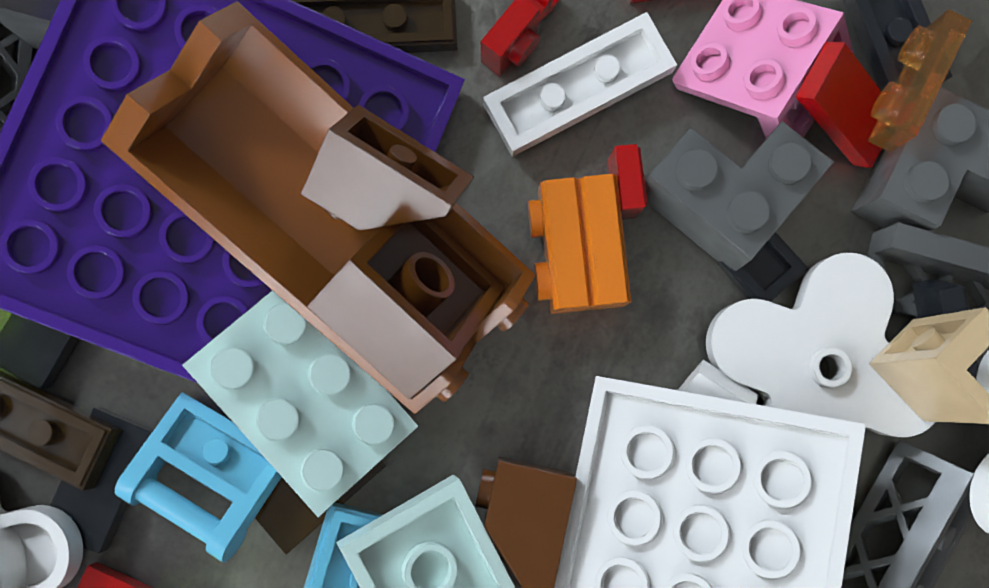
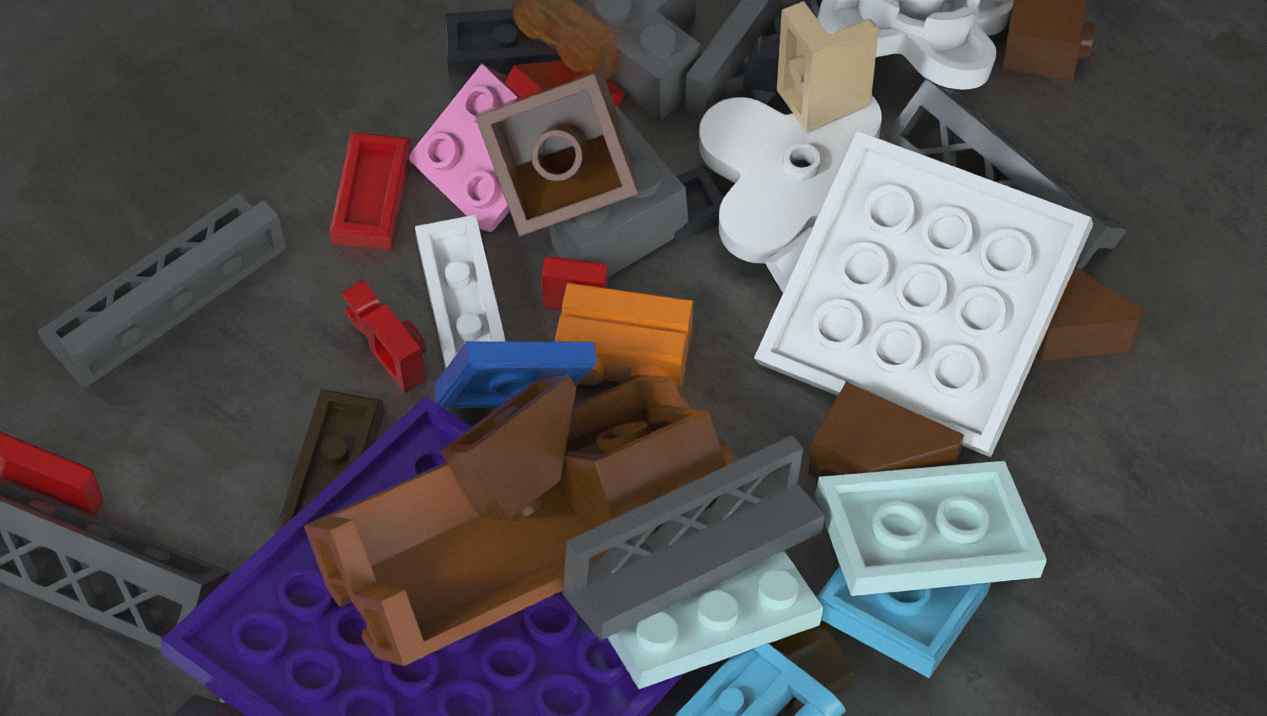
camera: 70 degrees left, 25 degrees down
(327, 379) = (694, 544): none -> dark grey fence
(484, 155) = (494, 371): none -> blue tile
(746, 116) = (559, 152): none -> slope

